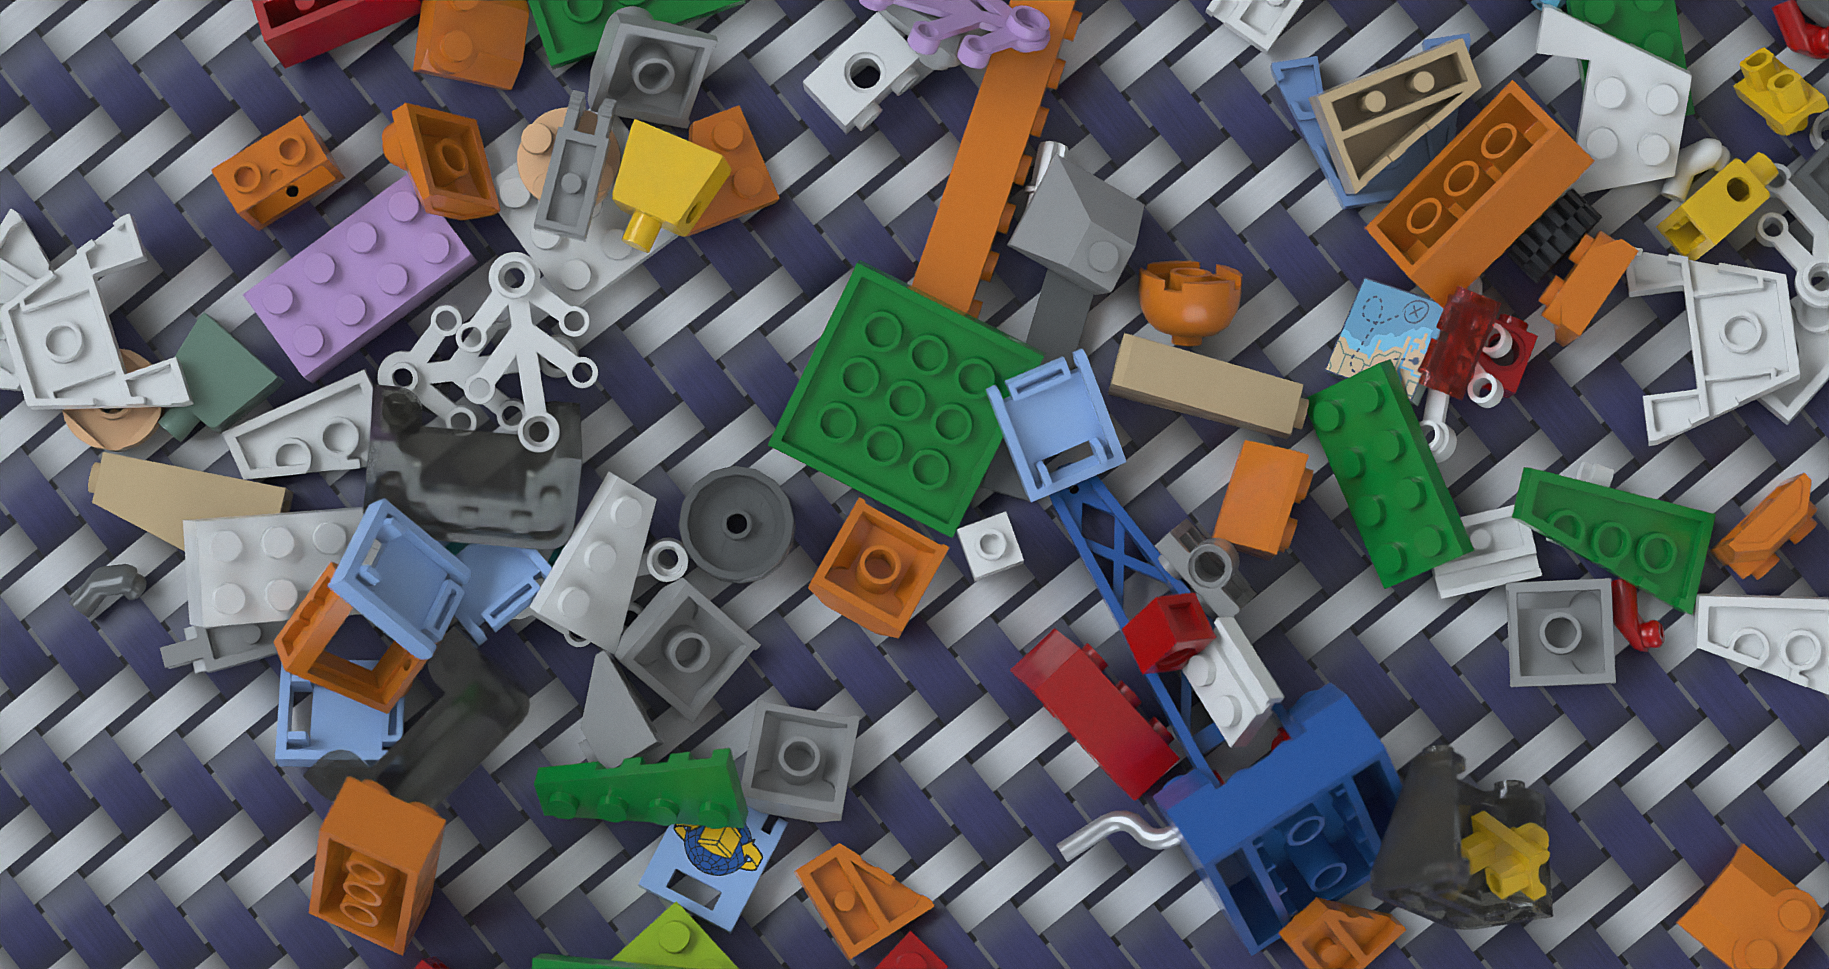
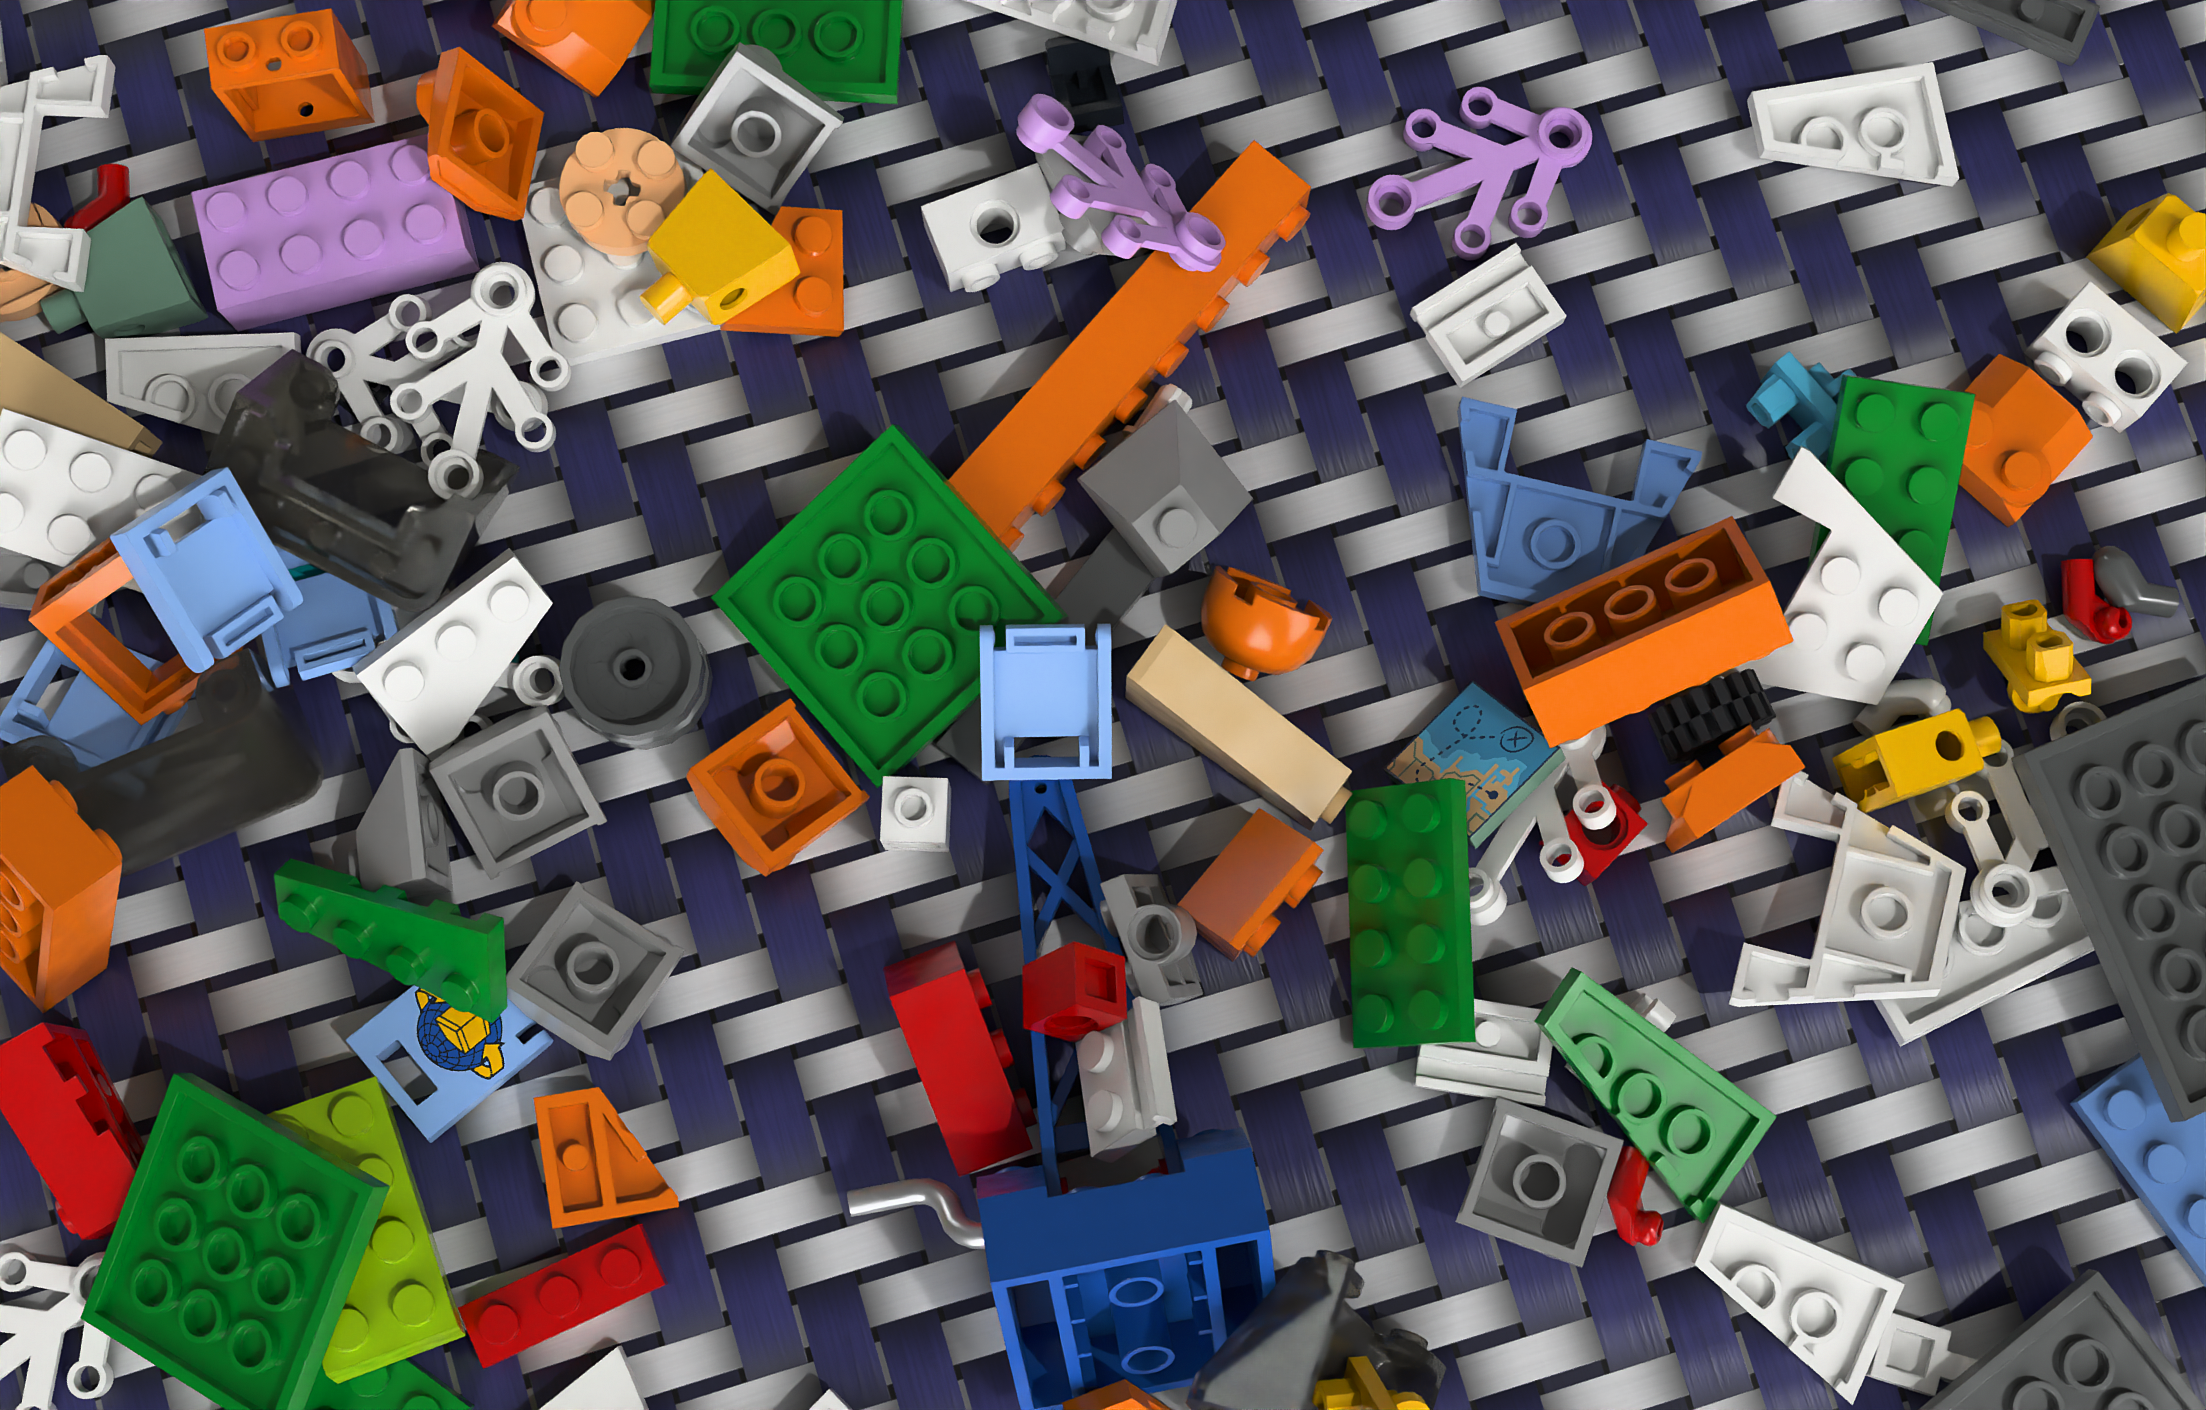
camera: 15 degrees right, 5 degrees down
(173, 330) = (113, 195): none -> red arm
(575, 172) = (619, 198): light grey hinge -> none
(1389, 109) = (1577, 492): tan wedge -> none
(1452, 364) = (1572, 772): clear red hinge -> none
(1778, 517) = (1843, 1152): orange slope -> none

